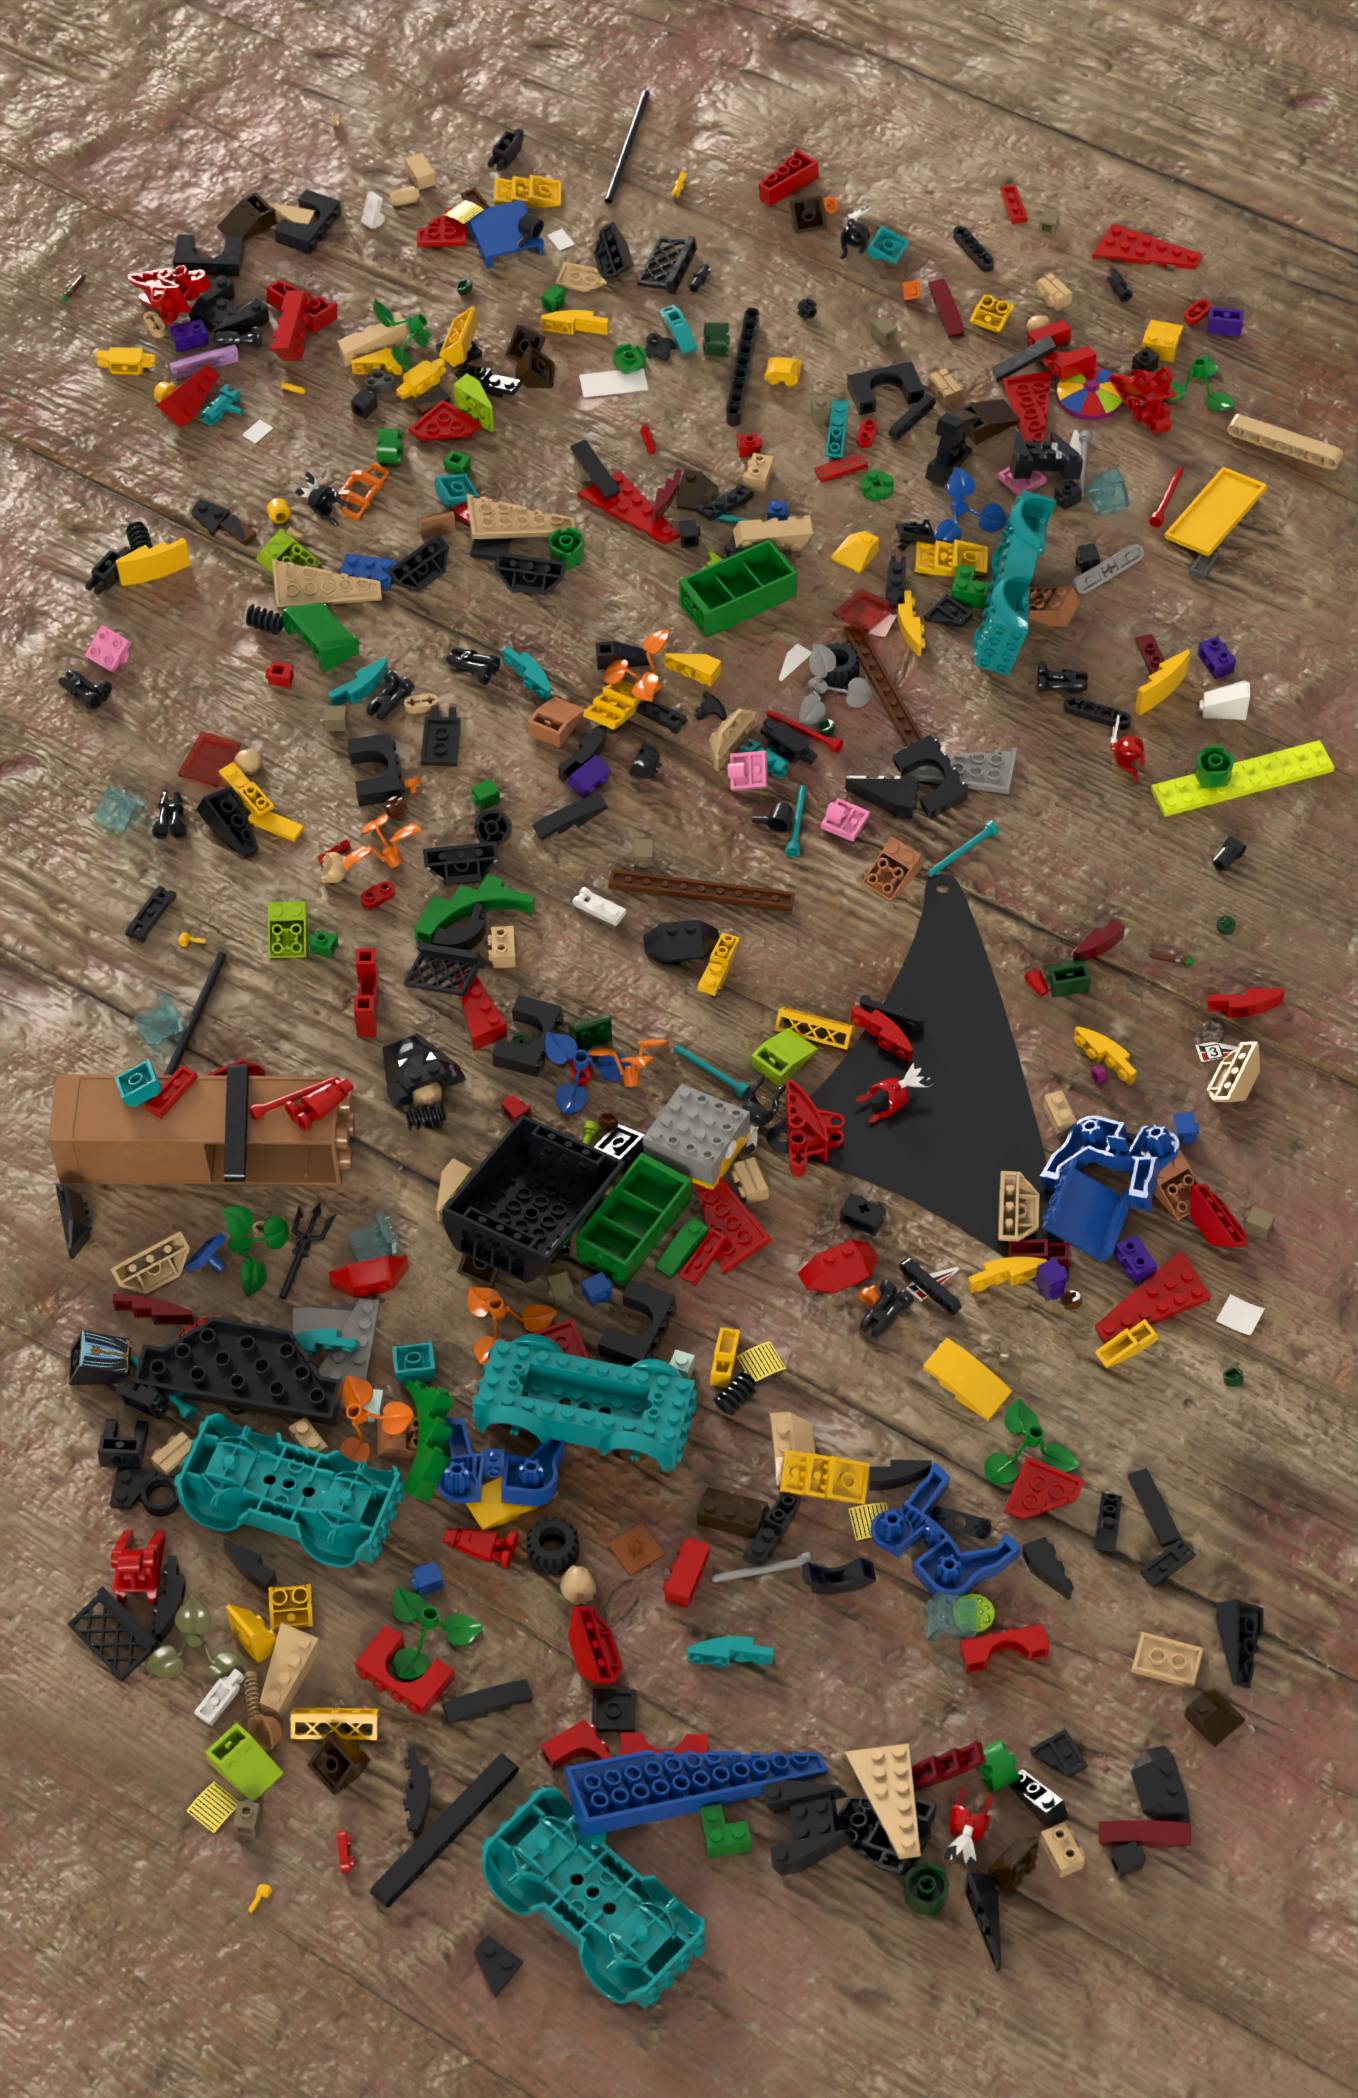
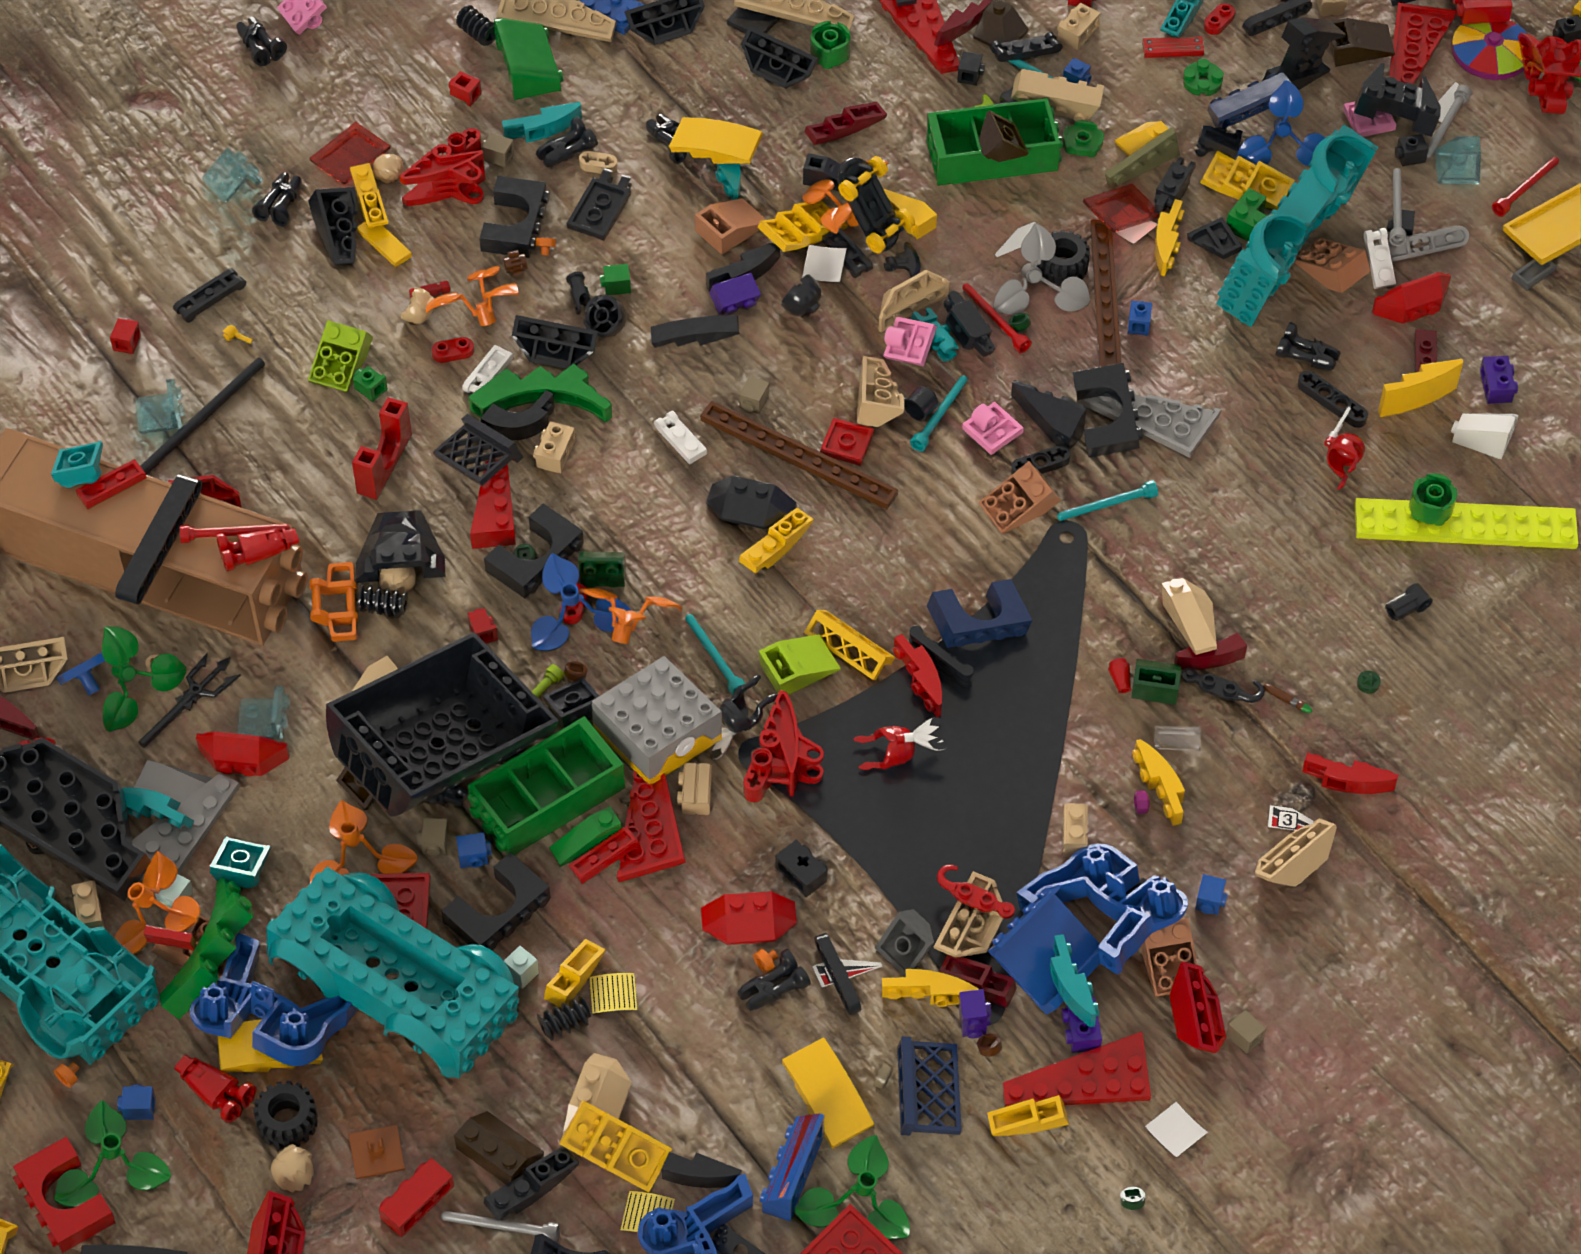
camera: 20 degrees right, 0 degrees up
(97, 969) = (125, 335): none -> red brick
(305, 752) = (450, 174): none -> red piece
(358, 1577) = (67, 1074): none -> orange tile
(371, 1120) = (328, 587): none -> orange bar
(396, 1439) = (169, 937): none -> red tile
(416, 901) = (488, 368): none -> white plate
(459, 815) = (579, 292): none -> black piece
(516, 654) = (716, 140): none -> yellow slope
(609, 609) = (849, 122): none -> dark red slope
(647, 728) = (824, 263): none -> white sticker
(668, 667) = (870, 203): none -> black piece
(734, 867) = (847, 441): none -> red tile
(742, 823) = (878, 394): none -> tan wedge
(750, 584) = (1001, 139): none -> dark brown slope
(806, 555) = (1089, 147): none -> green plate
(866, 563) = (1145, 159): none -> olive wing
(896, 828) = (1046, 455): none -> black beam
(901, 985) = (961, 629): none -> dark blue arch
(919, 695) = (1139, 317): none -> blue brick
(924, 495) = (1244, 103): none -> slope
(968, 1443) = (793, 1166): none -> blue slope
(972, 1243) = (906, 941): none -> dark grey slope
(1012, 1189) = (973, 895): none -> red piece
(1025, 1354) = (908, 1093): none -> dark blue fence
(1070, 916) = (1191, 613): none -> tan wedge
(1084, 589) = (1379, 258): none -> white plate
(1091, 566) = (1397, 235): none -> light grey piece
(1102, 1016) = (1177, 738): none -> clear tile
(1118, 966) = (1221, 687): none -> black piece
(1121, 1233) = (1071, 985): none -> teal slope
(1124, 614) = (1413, 298): none -> red wedge

